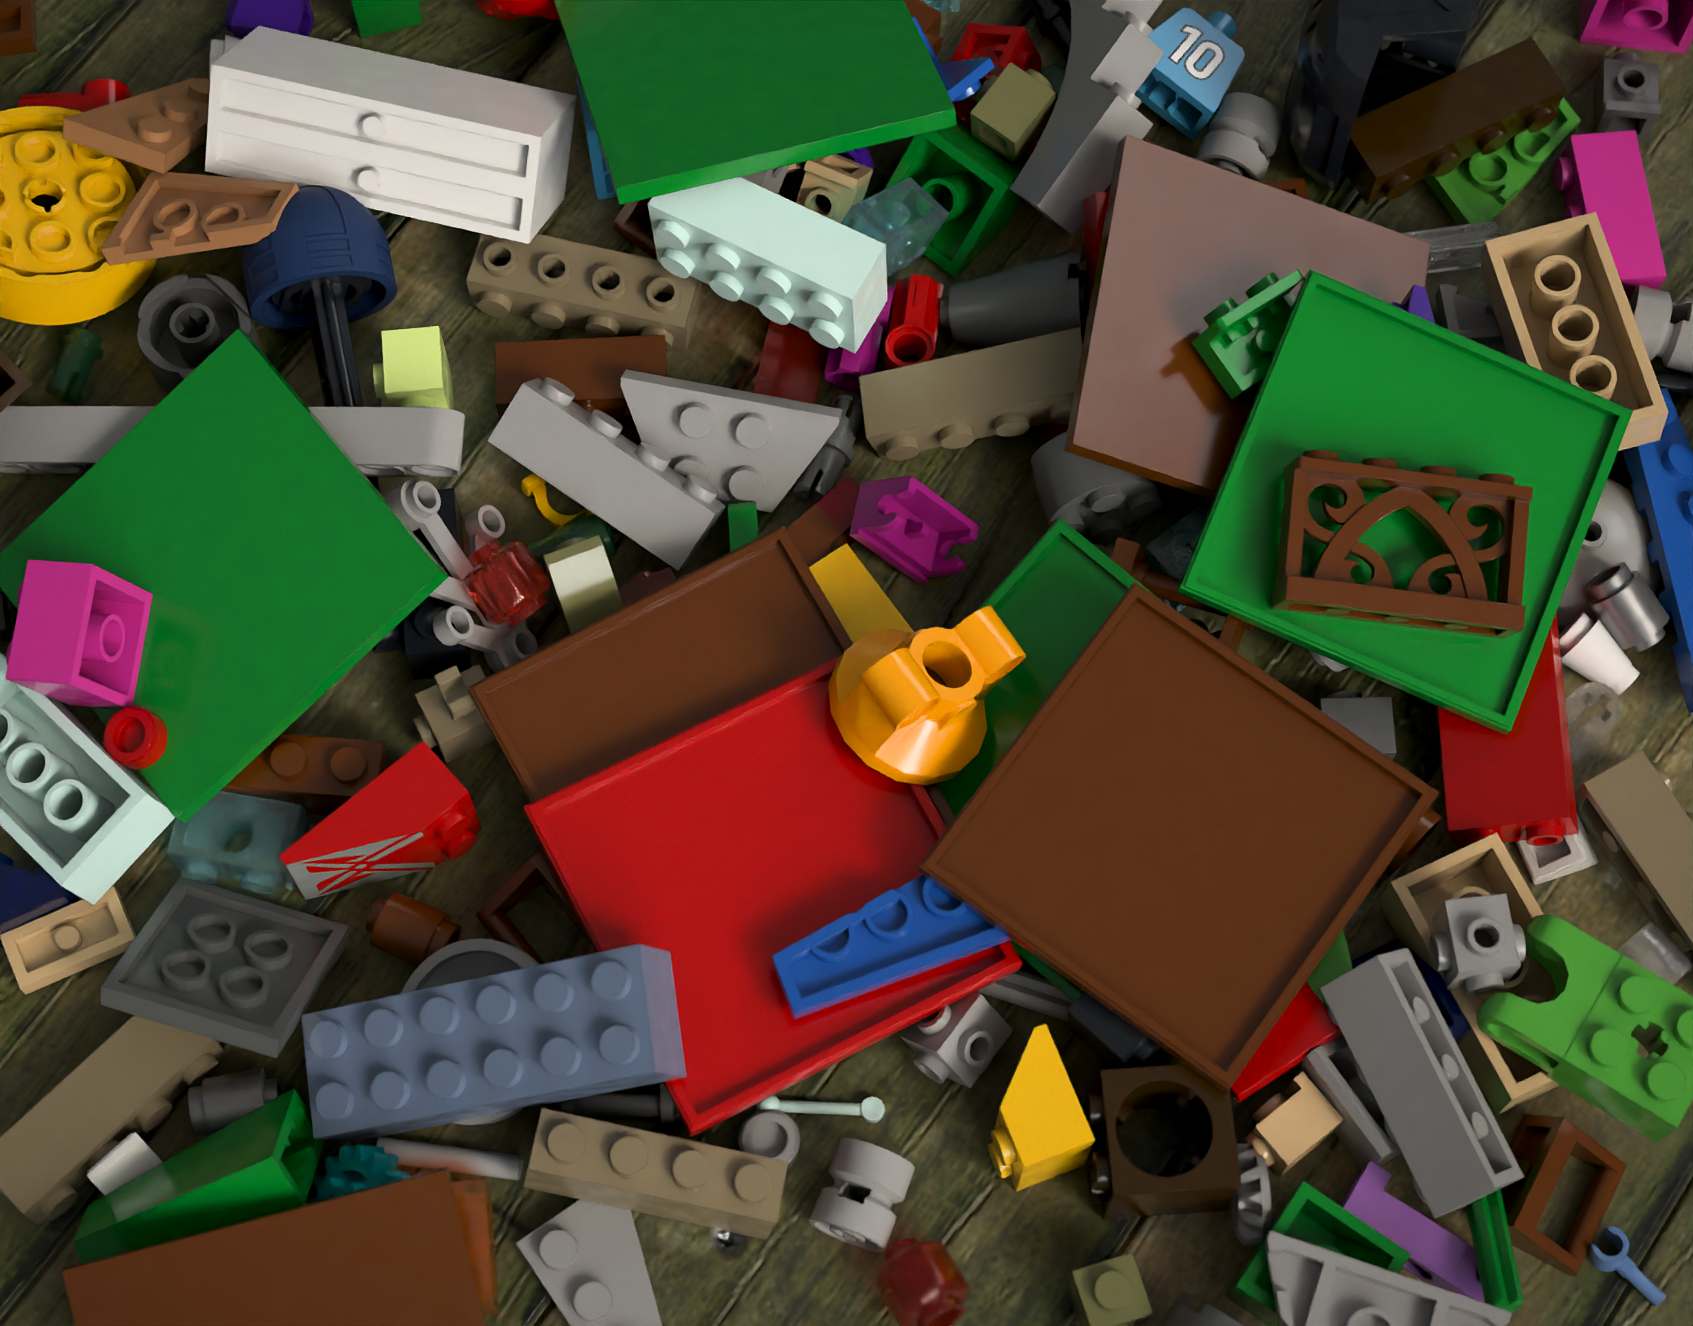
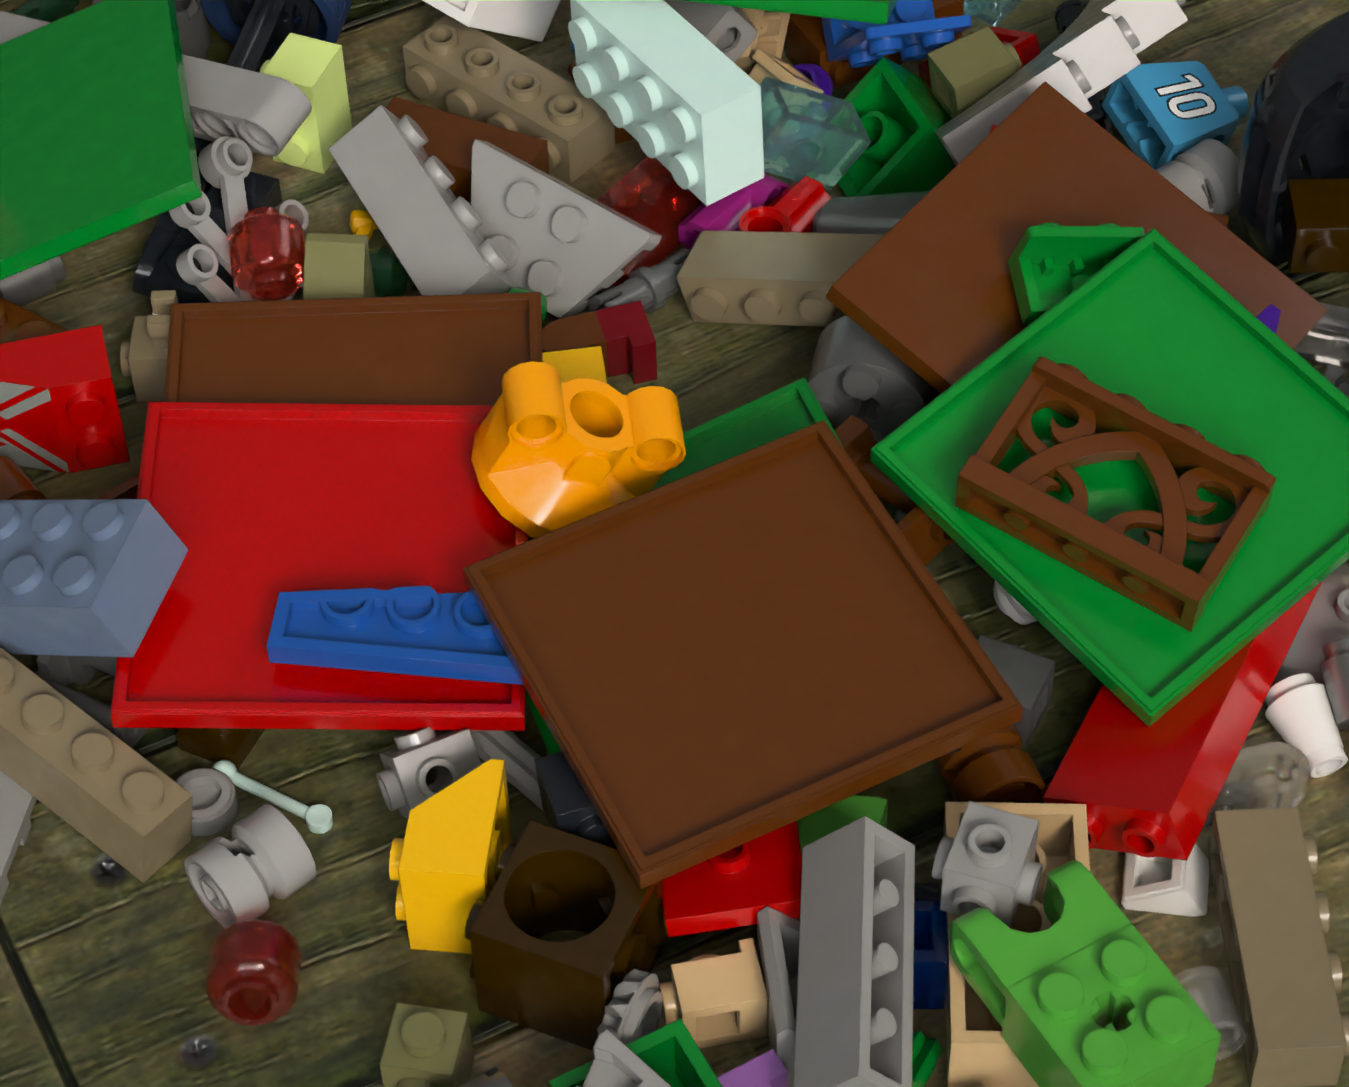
camera: 30 degrees right, 20 degrees down
(911, 527) = (669, 348): magenta hinge -> none

